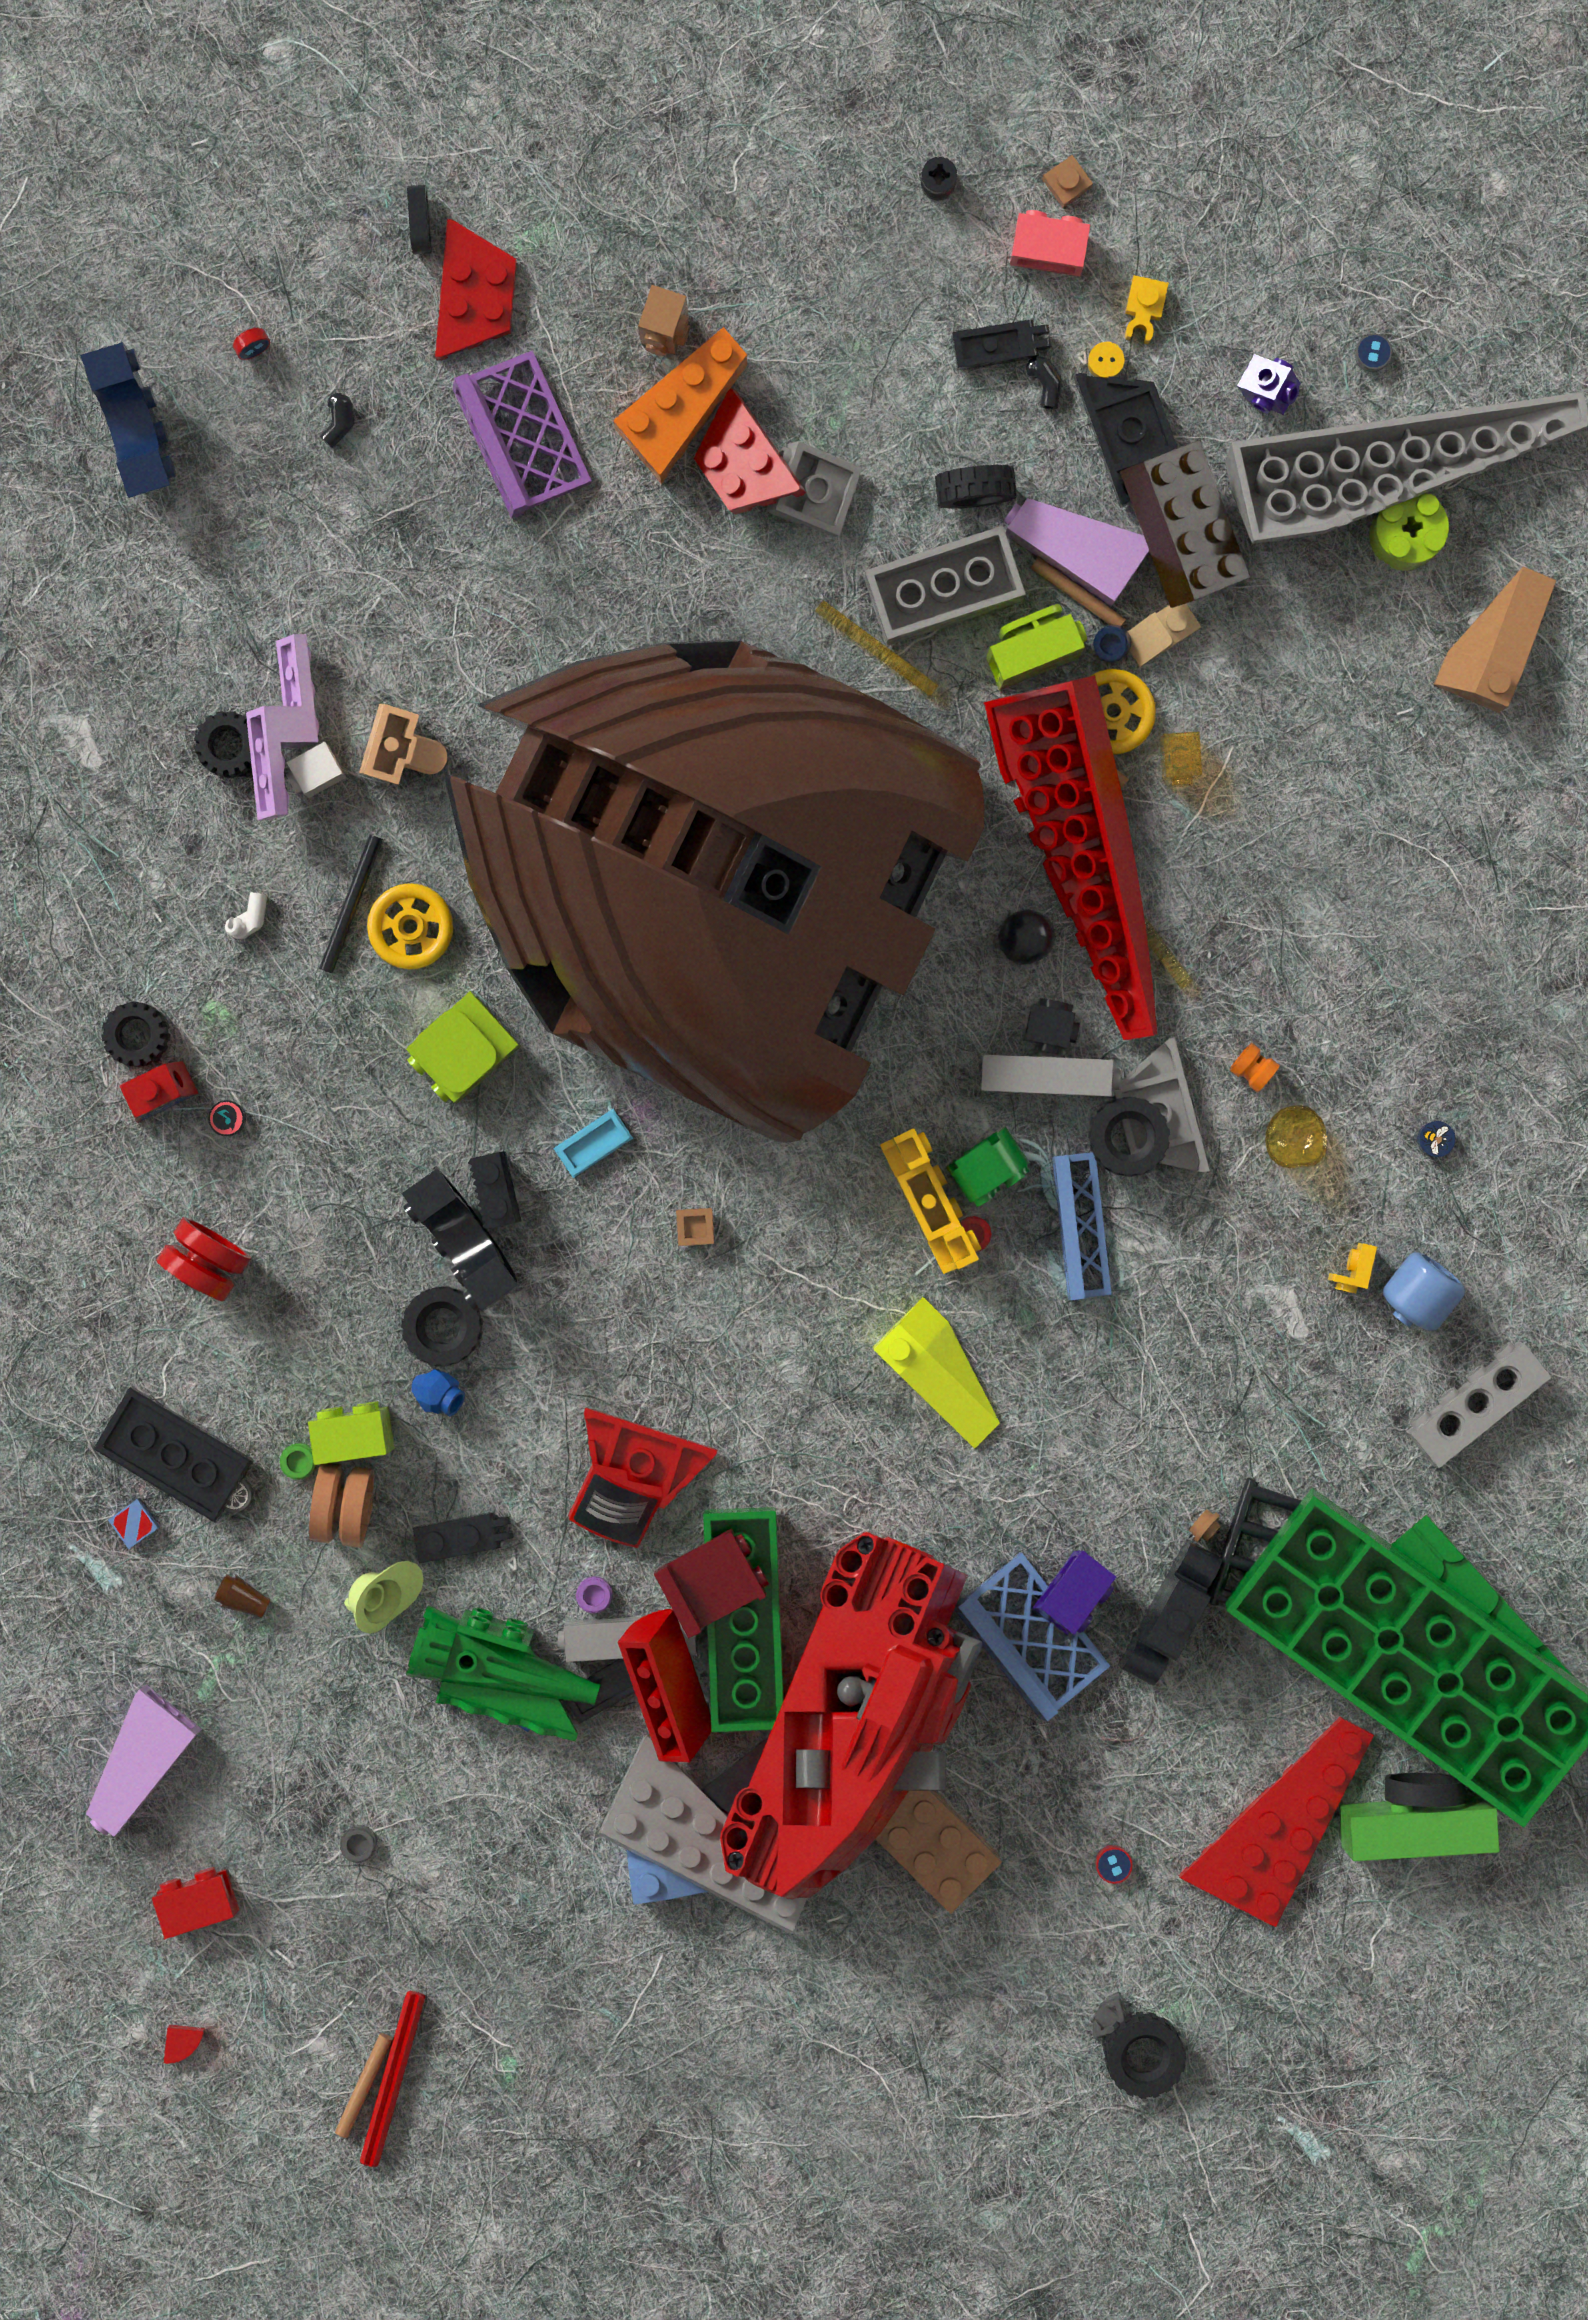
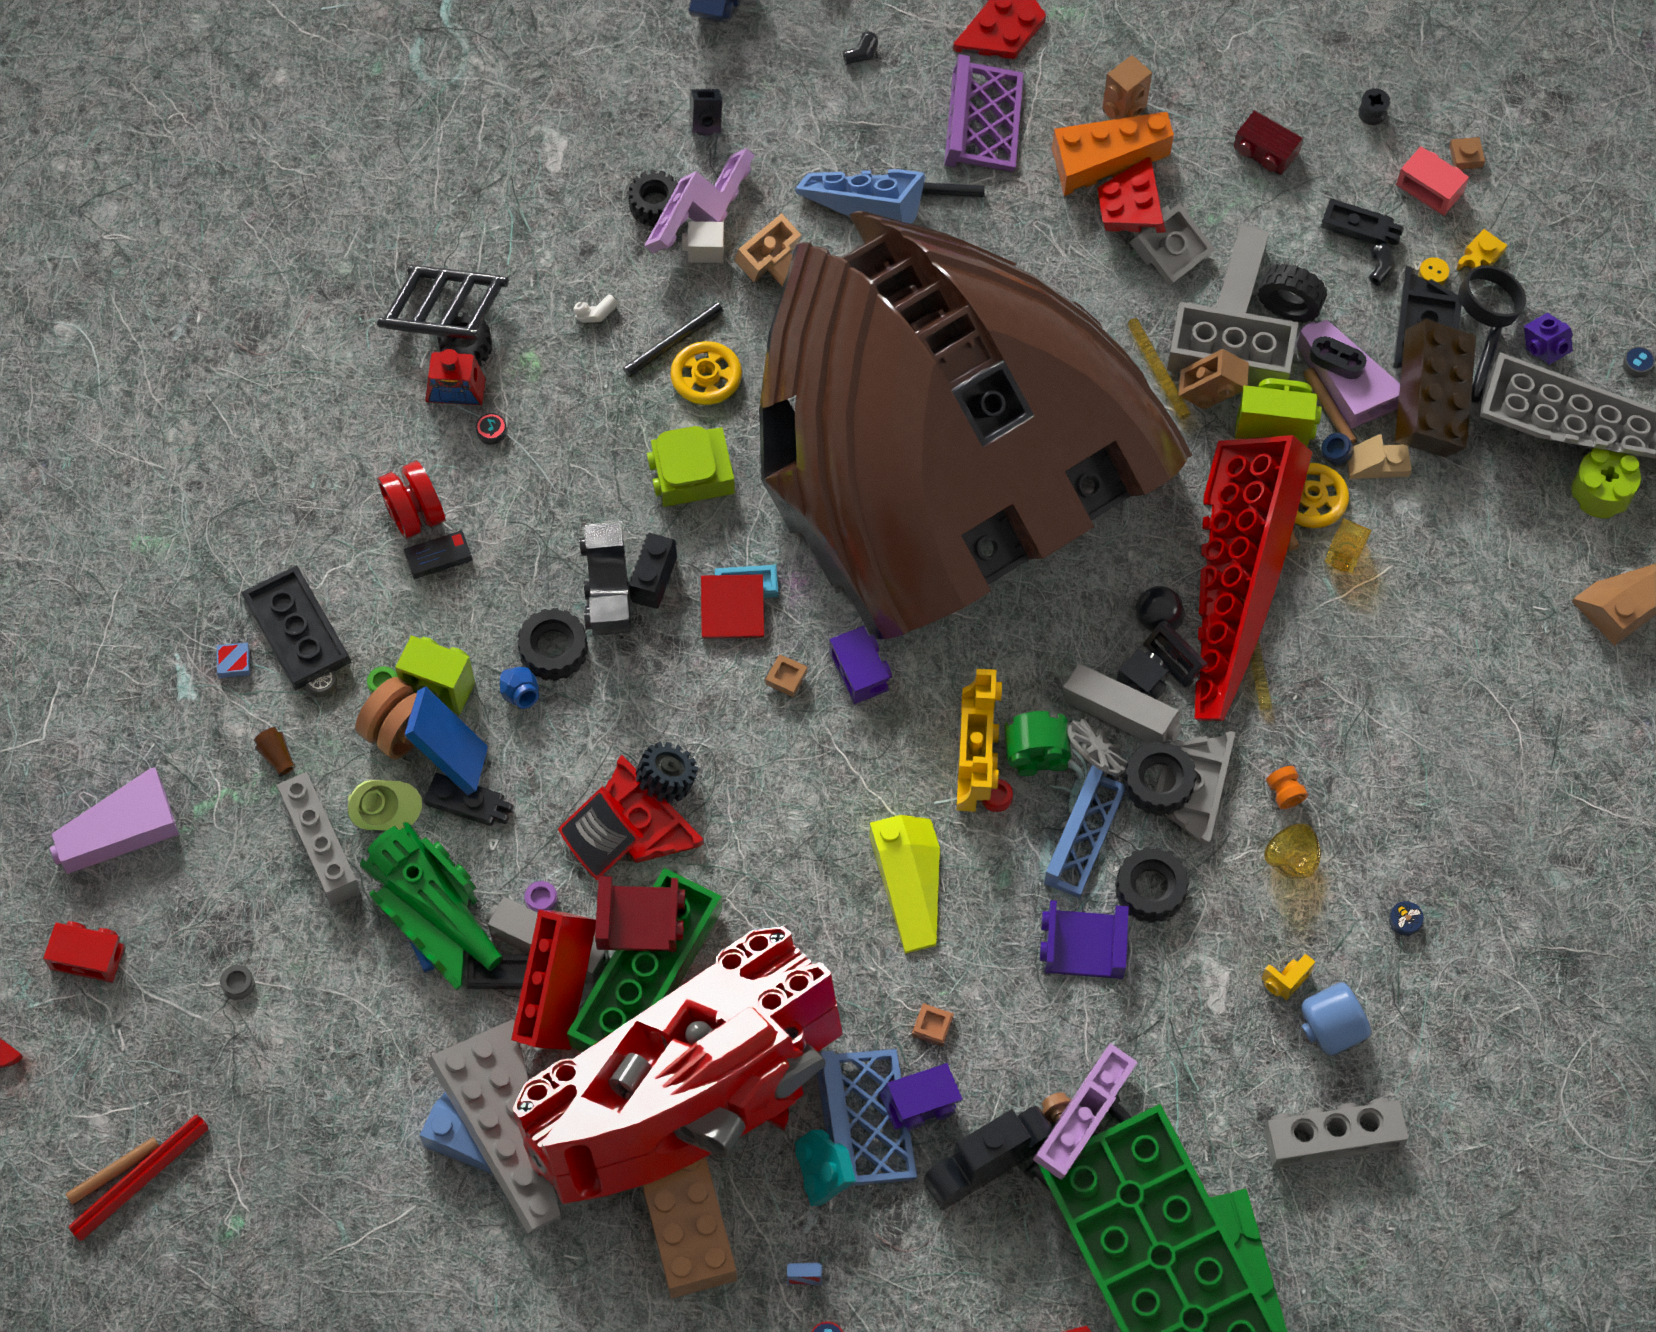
camera: 30 degrees right, 25 degrees down
(110, 1044) = (445, 326): none -> black bar
(219, 607) = (705, 111): none -> black brick
(263, 1291) = (438, 554): none -> black tile
(344, 1664) = (319, 839): none -> light grey brick
(411, 1506) = (446, 740): none -> blue tile
(464, 611) = (888, 195): none -> medium blue wedge
(525, 553) = (953, 189): none -> black bar
(597, 1182) = (732, 606): none -> red tile
(641, 1403) = (666, 772): none -> black wheel
(761, 1173) = (860, 664): none -> dark purple brick
(848, 295) = (1268, 142): none -> dark red brick
(907, 486) = (1243, 269): none -> light grey brick
(948, 644) = (1213, 379): none -> medium nougat brick
(1027, 1718) = (824, 1166): none -> teal plate
(1042, 1507) = (932, 1024): none -> nougat tile
(1048, 1136) = (1096, 747): none -> light grey wheel
(1060, 1820) = (804, 1274): none -> medium blue tile
(1065, 534) = (1338, 357): none -> black beam
(1069, 978) = (1178, 650): none -> black tile
(1141, 1341) = (1085, 942): none -> dark purple panel
(1199, 334) = (1504, 280): none -> black tyre
(1203, 1246) = (1155, 860): none -> black tyre
(1213, 442) = (1485, 363): none -> black bar
(1242, 1531) = (1085, 1111): none -> lavender bracket

